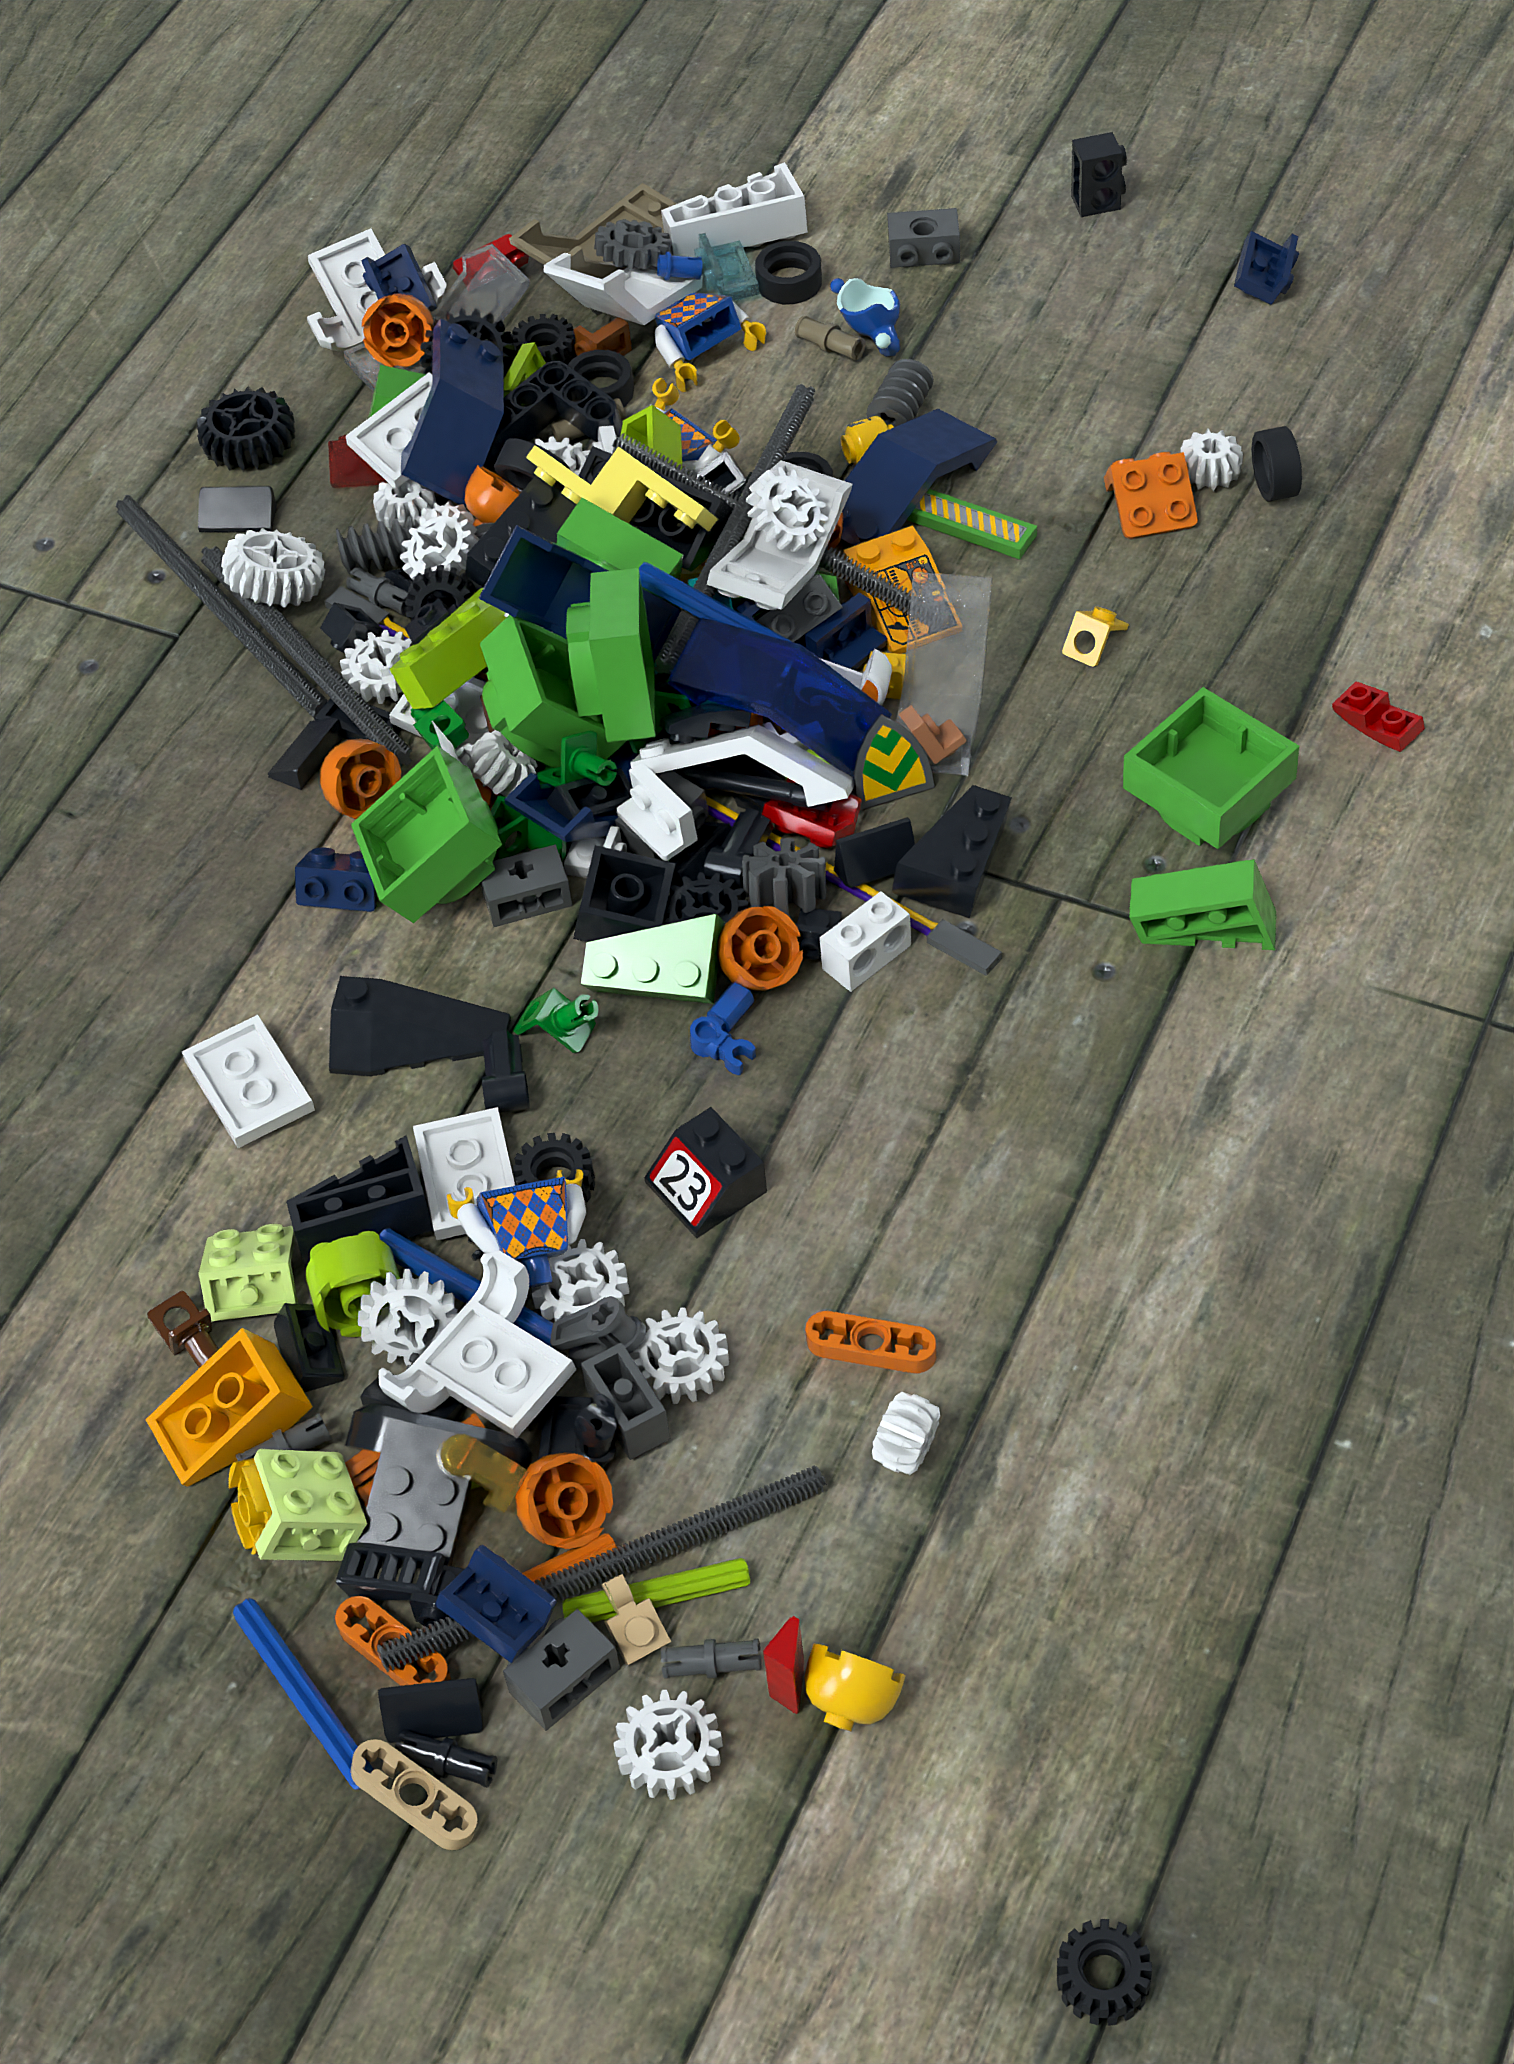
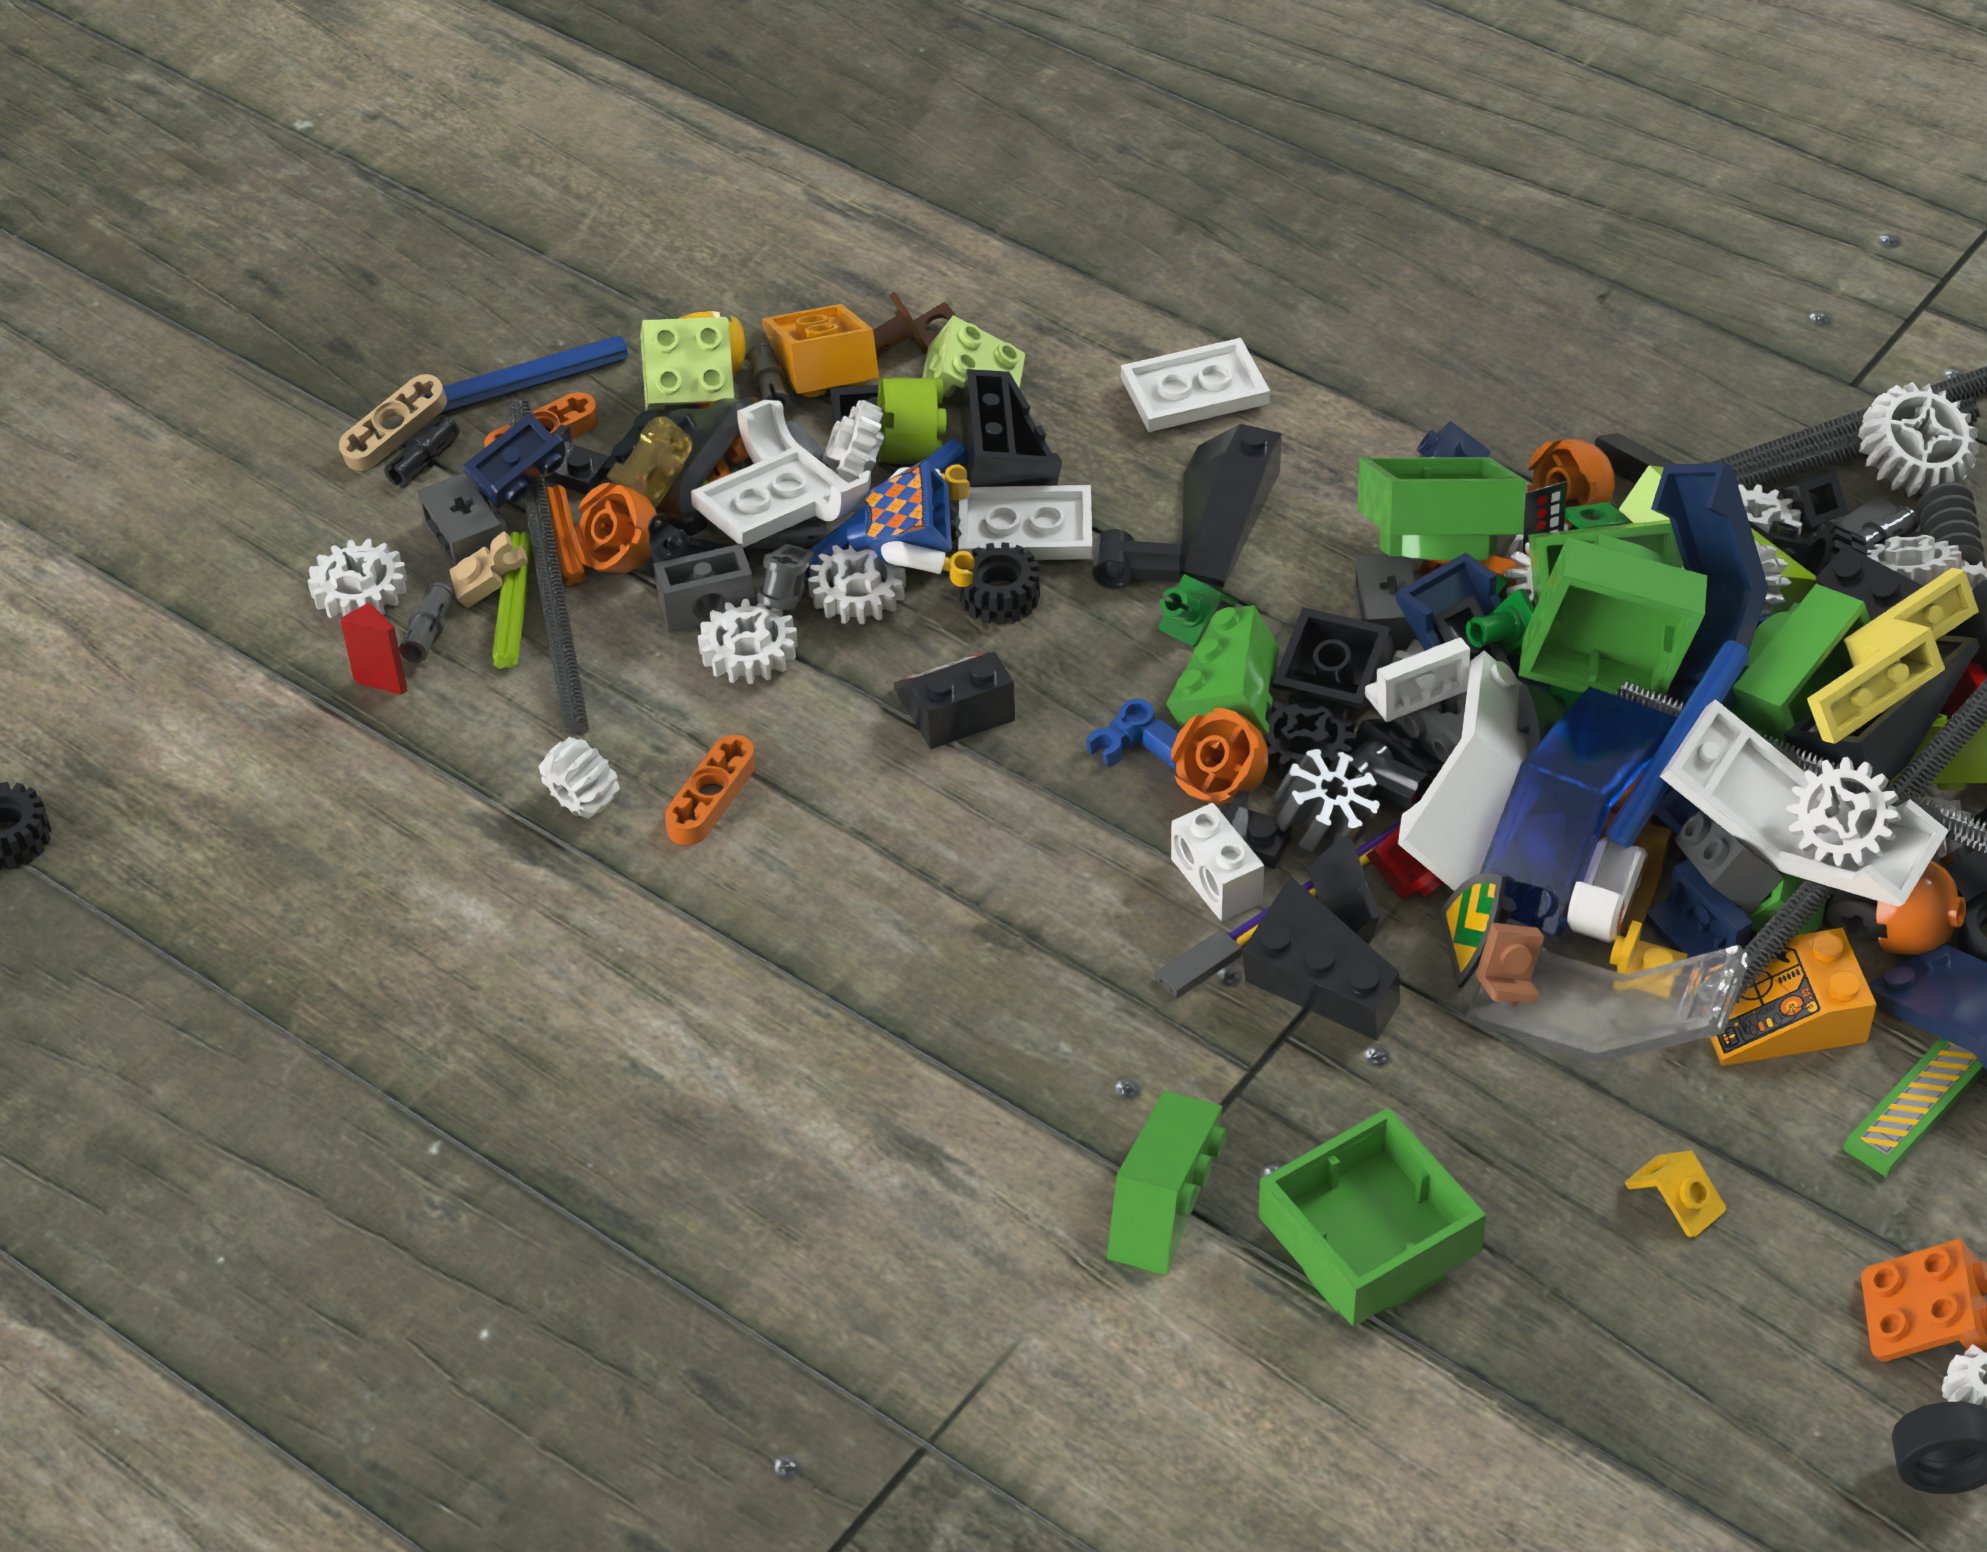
camera: 100 degrees right, 5 degrees down
(362, 1564) = (604, 423): black slope -> none
(432, 1709) = (471, 437): black slope -> none
(850, 1687) = (347, 697): yellow cylinder -> none
(1372, 714) = (1457, 1465): red slope -> none

